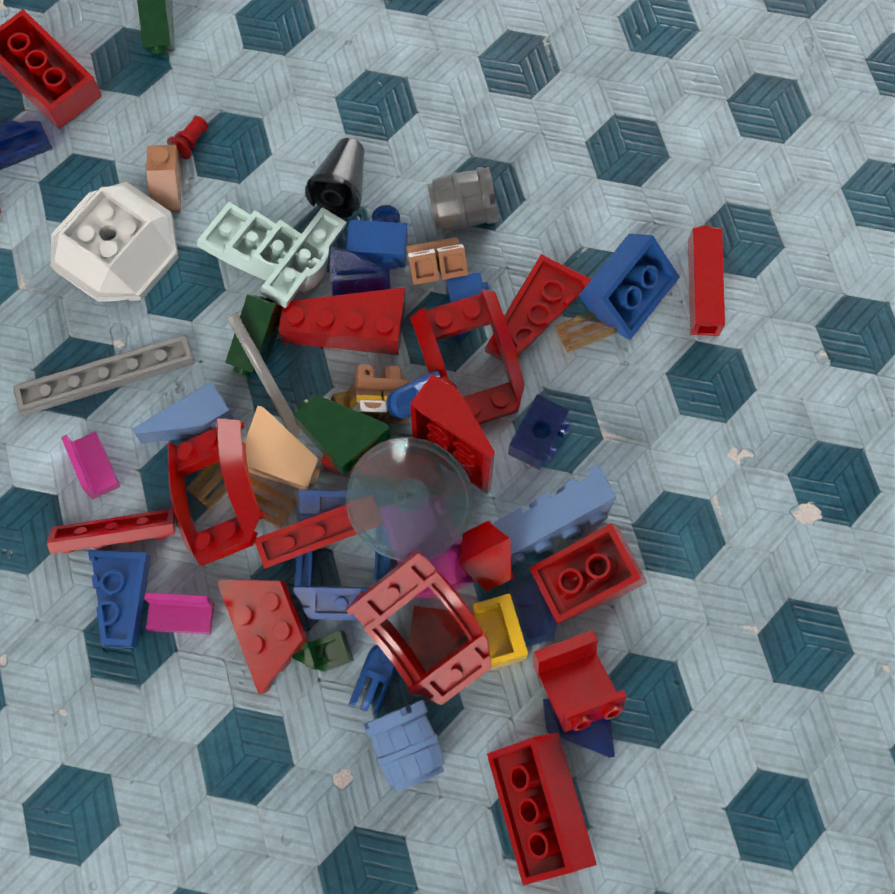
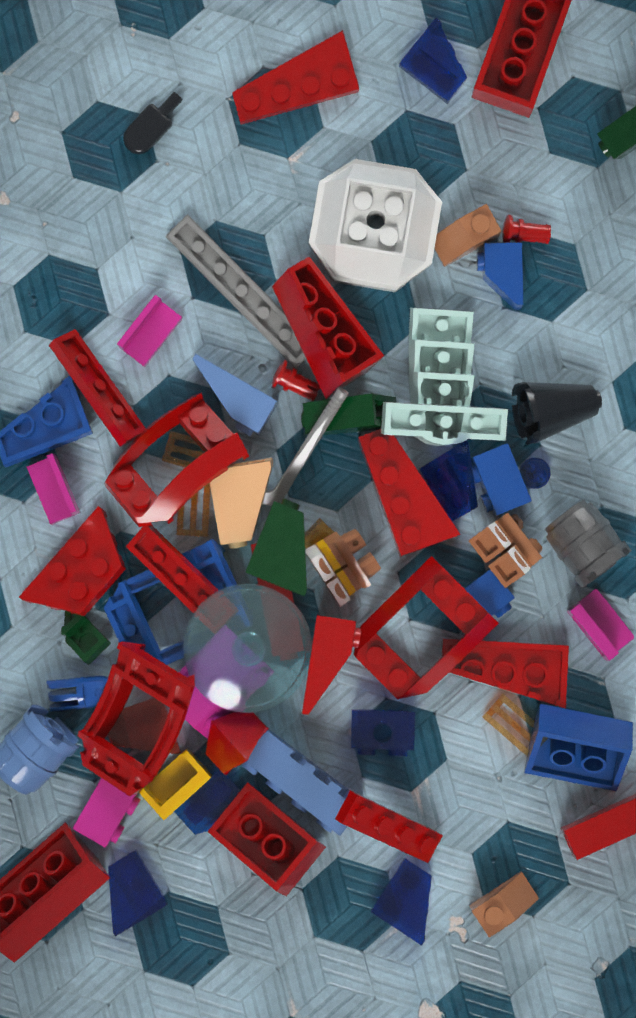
camera: 65 degrees right, 15 degrees up
(171, 315) = (325, 327): none -> red wedge
(202, 367) = (295, 382): none -> red pin
(210, 165) = (503, 270): none -> blue slope
(399, 399) = (353, 602): blue arm -> none
(494, 706) = (104, 813): none -> dark pink brick
(536, 227) = (601, 624): none -> dark pink panel
(577, 682) = (161, 876): red panel -> none
(625, 457) = (388, 826): none -> red plate
(697, 483) = (406, 900): none -> clear blue wing
(737, 406) = (504, 904): none -> nougat slope

